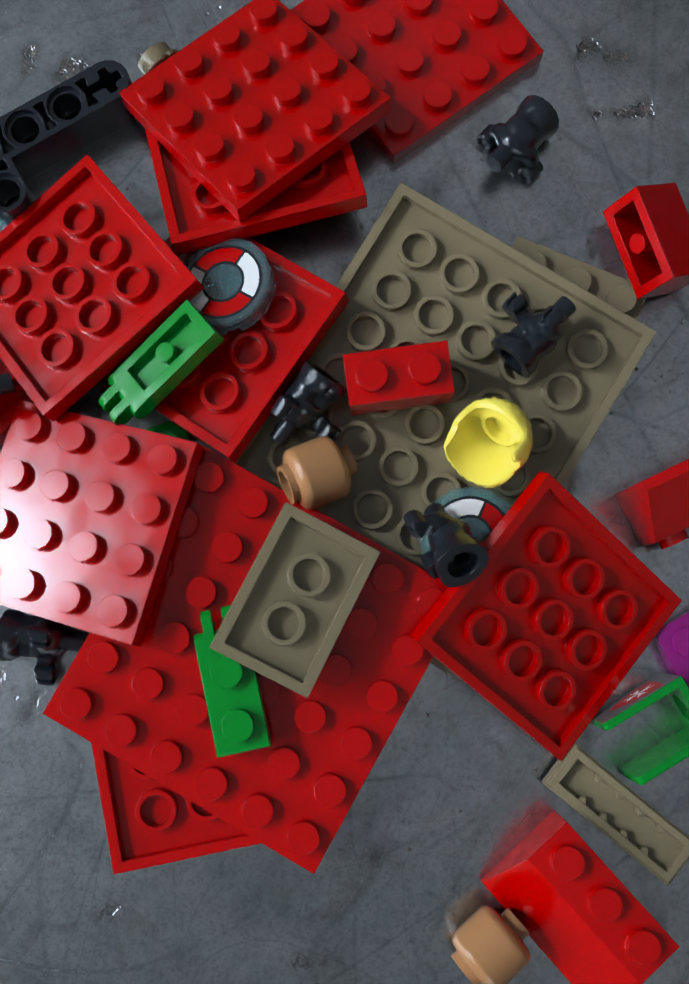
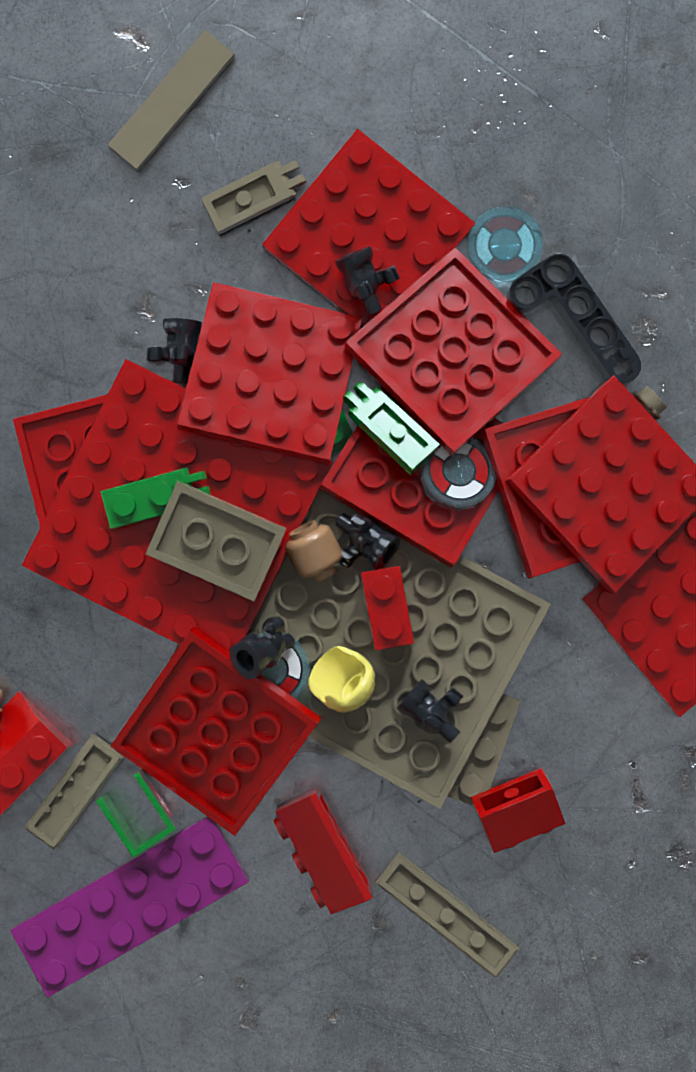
camera: 85 degrees right, 5 degrees up
(521, 136) = (601, 699): black piece -> none

